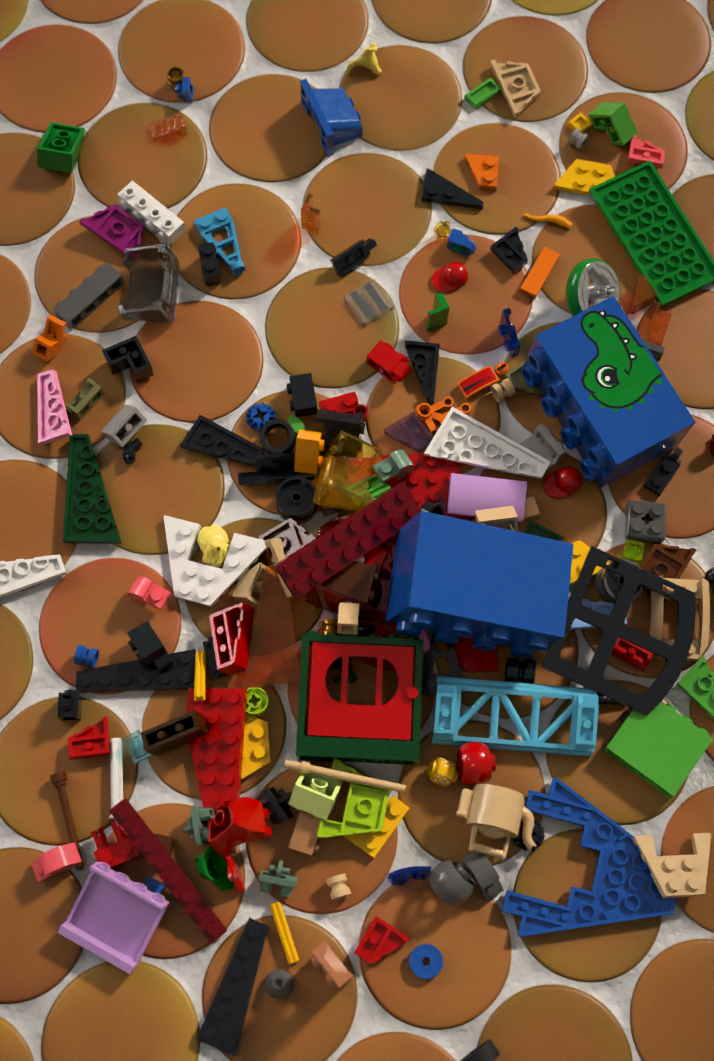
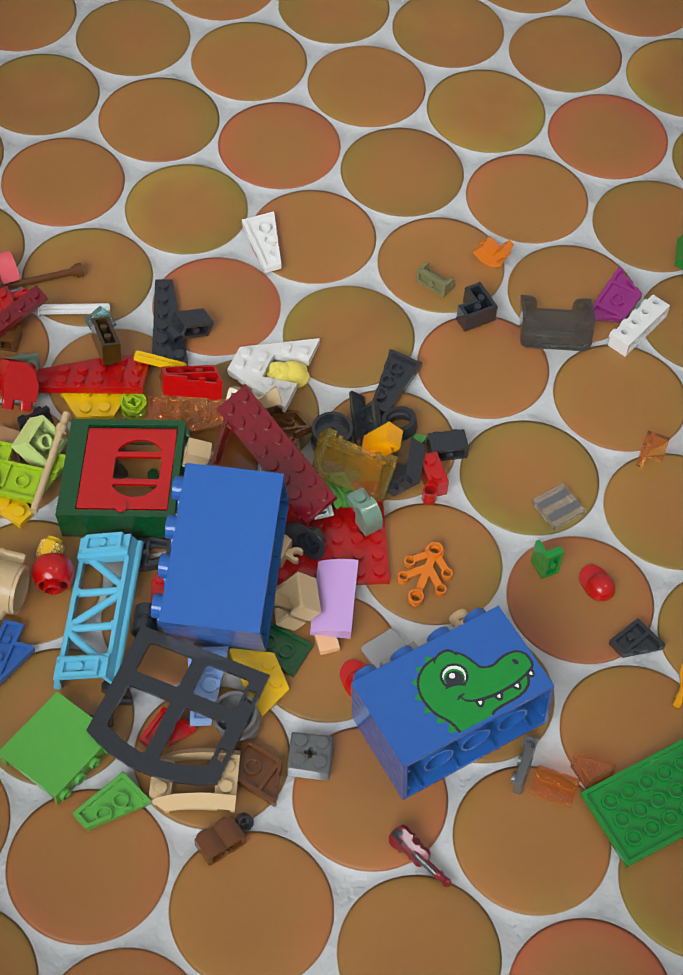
camera: 90 degrees right, 15 degrees down
(52, 414) = (424, 254): bright pink wing -> none
(69, 706) = (141, 273): black brick -> none
(86, 656) = (185, 285): blue wheel -> none
(87, 506) = (327, 284): dark green wing -> none
(88, 295) = (542, 280): dark grey brick -> none
(90, 742) = (108, 290): red wing -> none
(124, 425) = (407, 305): light grey brick -> none
(129, 451) = (384, 314): black arm -> none
(147, 592) = (241, 323): coral brick -> none
(209, 264) = (586, 369): black brick -> none
(215, 222) = (634, 374): dark azure plate -> none
(256, 423) = (422, 419): blue gear -> none
(352, 256) = (610, 491): black hinge -> none
(388, 362) = (488, 518): red hinge -> none
(410, 432) = (410, 538): wing -> none
(425, 363) = (491, 553): black wing -> none
(442, 229) = (652, 574): clear yellow plate -> none
(460, 243) = (640, 589): blue rock -> none
(475, 444) = (393, 591): white wing -> none
(478, 381) = (469, 597): slope -> none
(509, 333) = (534, 627): clear blue wing -> none
(539, 272) = (612, 669): orange tile -> none
(603, 285) = (603, 715): flat silver wheel -> none
(633, 550) = (275, 740): clear neon green plate -> none
(664, 472) = (370, 782): black hinge -> none

